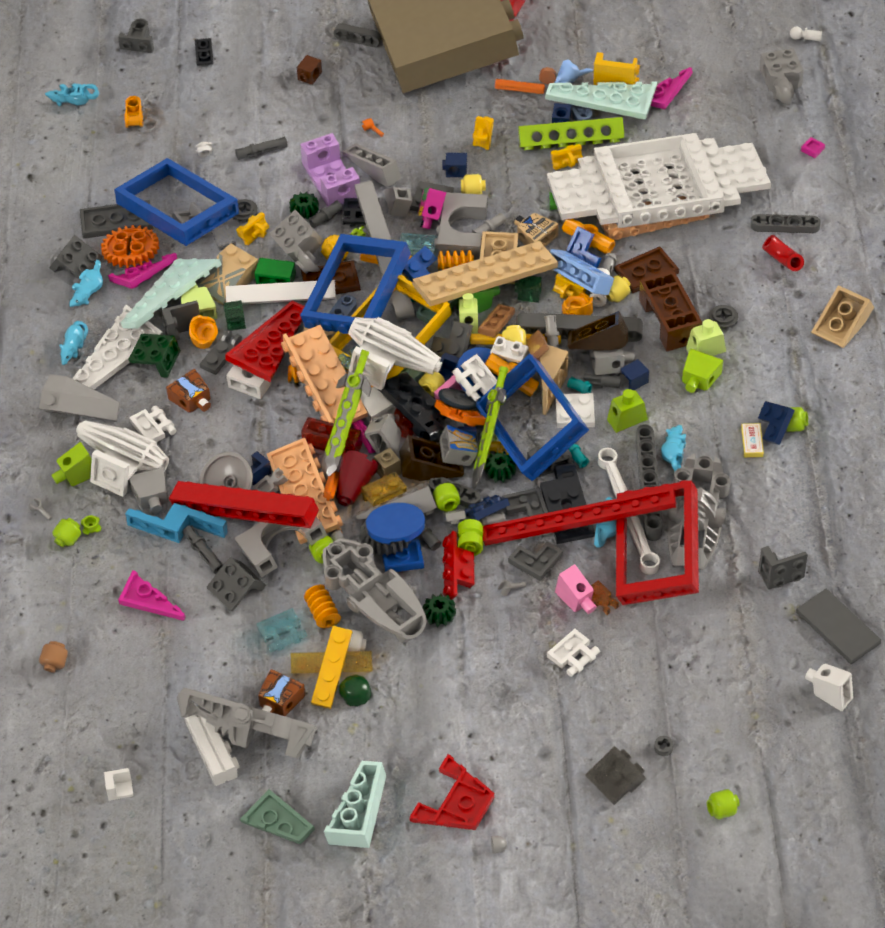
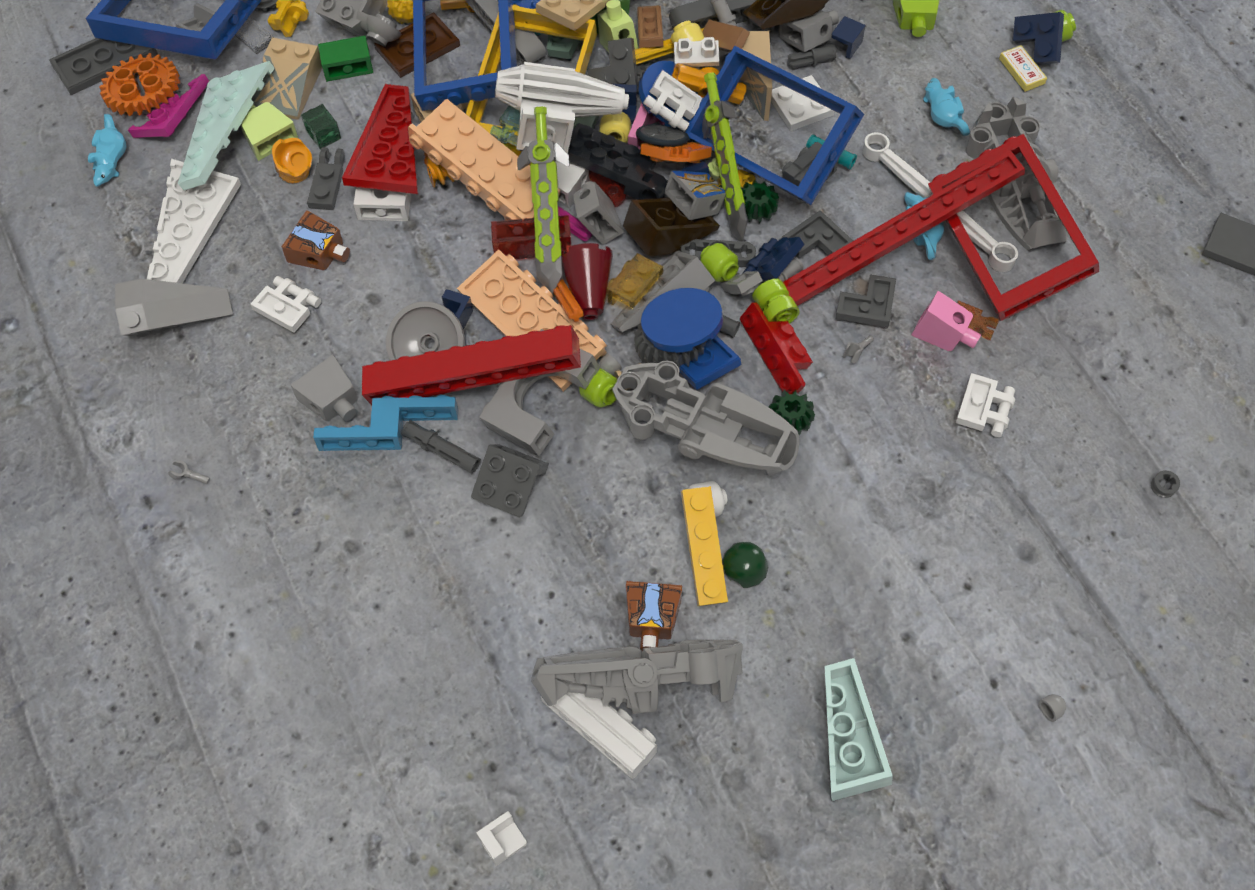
camera: 25 degrees left, 10 degrees up
(53, 656) = (312, 681): medium nougat head -> none
(66, 532) = (242, 493): lime head -> none
(74, 339) = (123, 229): medium azure animal -> none
(74, 466) = (210, 396): lime torso -> none
(76, 257) = (74, 120): dark grey bracket -> none
(88, 521) = (266, 463): lime plate -> none
(119, 455) = (264, 359): white piece -> none
(142, 596) = (394, 544): dark pink wing -> none
(156, 350) = (242, 204): dark green bracket -> none
(178, 318) = (253, 155): dark grey bracket -> none
(270, 484) = (484, 328): light grey plate -> none
(275, 292) = (361, 80): white tile -> none
(277, 818) = (749, 794): sand green wing -> none
(279, 625) = (596, 515): clear light blue plate -> none
(311, 662) = (674, 545): clear yellow plate -> none
(322, 606) = (640, 467): light orange piece -> none
(344, 306) = (452, 68): sand blue plate -> none
(388, 463) = (623, 246): dark tan brick -> none
(464, 803) = (977, 666): red wing -> none
(566, 489) = (853, 199): black hinge -> none
(579, 385) = (795, 69): teal pin -> none
(616, 775) = (1141, 548): clear smoke plate -> none
(626, 411) = (872, 75): lime torso -> none
(648, 477) = (935, 147): dark grey beam -> none
(780, 572) = (1156, 210): dark grey bracket -> none

